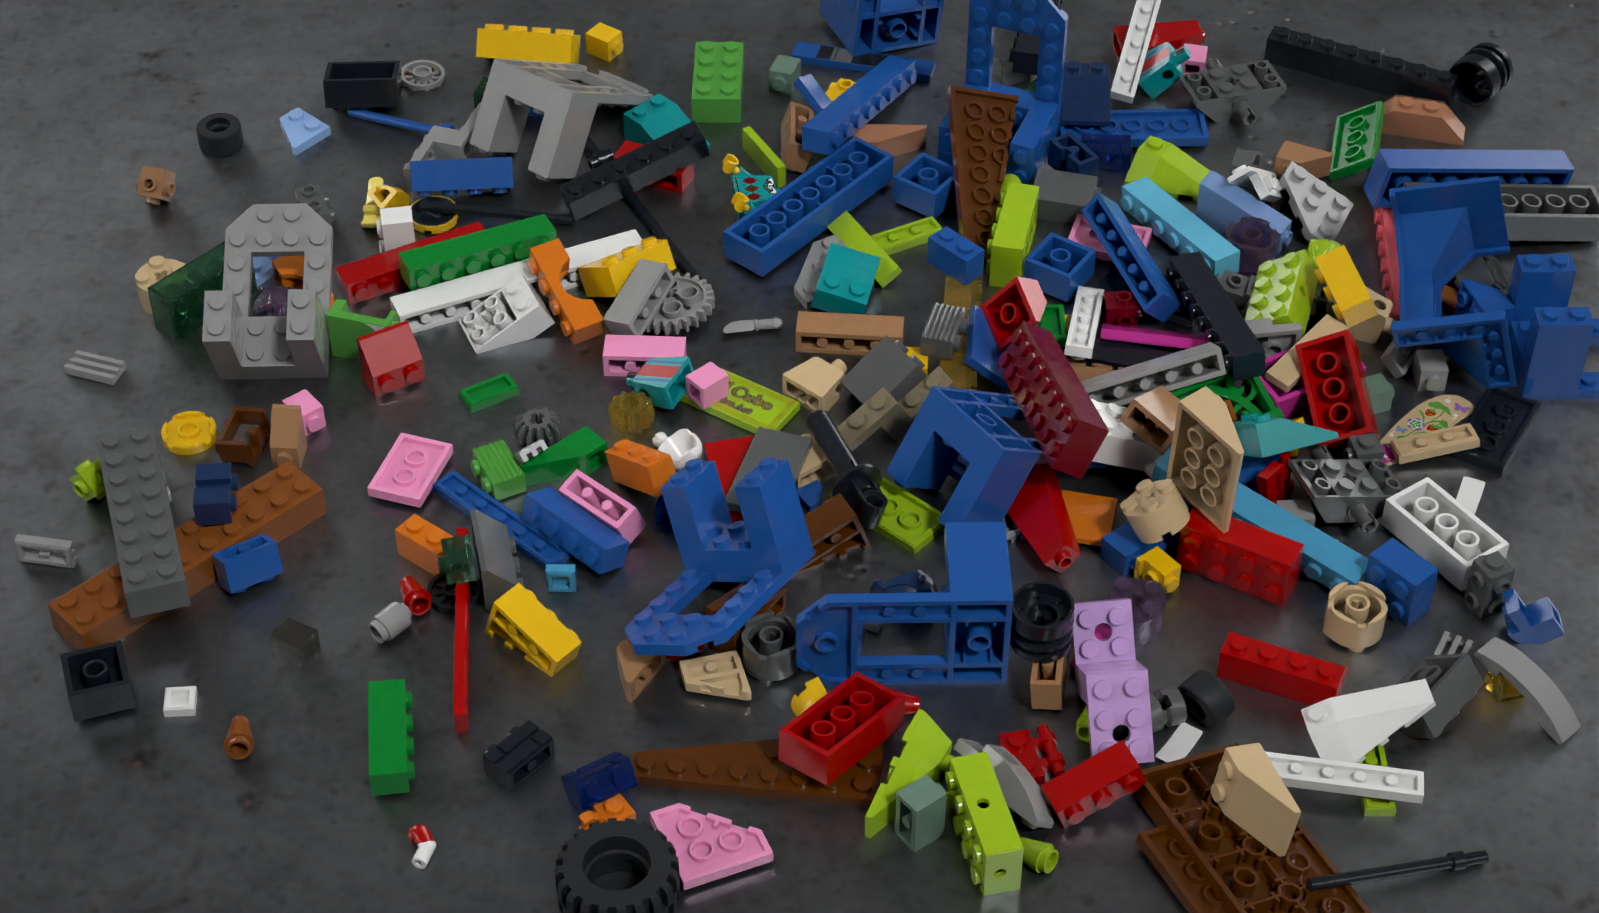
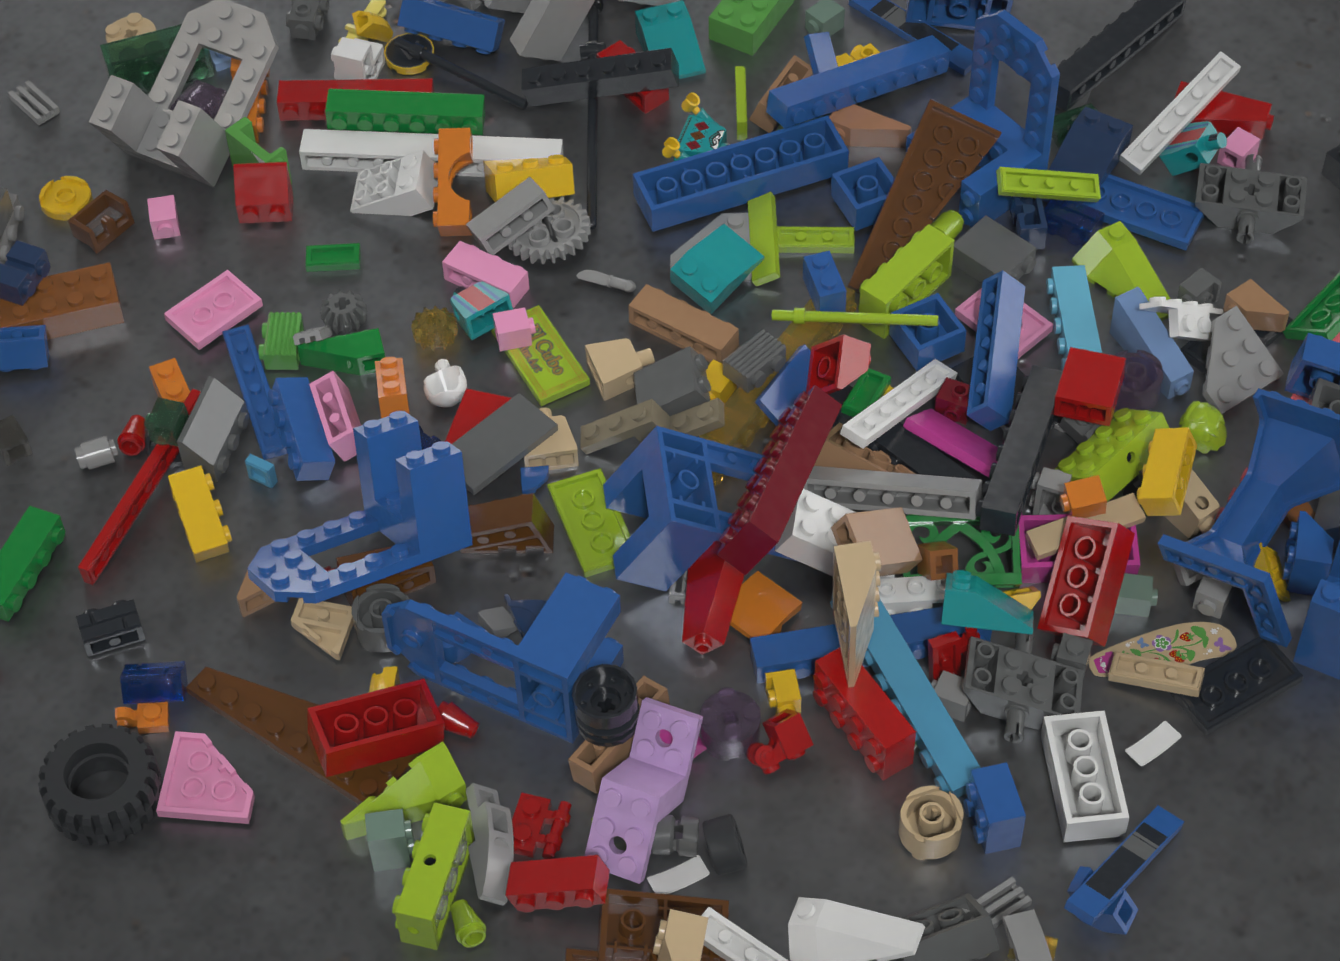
camera: 30 degrees right, 10 degrees up
(287, 435) = (129, 238): medium nougat slope -> none
(854, 482) = (563, 487): black piece -> none
(952, 286) = (801, 316): none -> lime bar
(1077, 125) = (1048, 184): none -> lime tile
(1155, 510) = (801, 635): tan brick -> none
(1189, 601) = (787, 740): none -> red brick
(1232, 251) = (1089, 386): none -> red brick
(1279, 670) = (826, 844): red slope -> none
(1299, 326) = (1084, 497): none -> orange brick
(1487, 582) = (1079, 847): dark grey brick -> none
(1532, 580) = (1123, 865): none -> tile

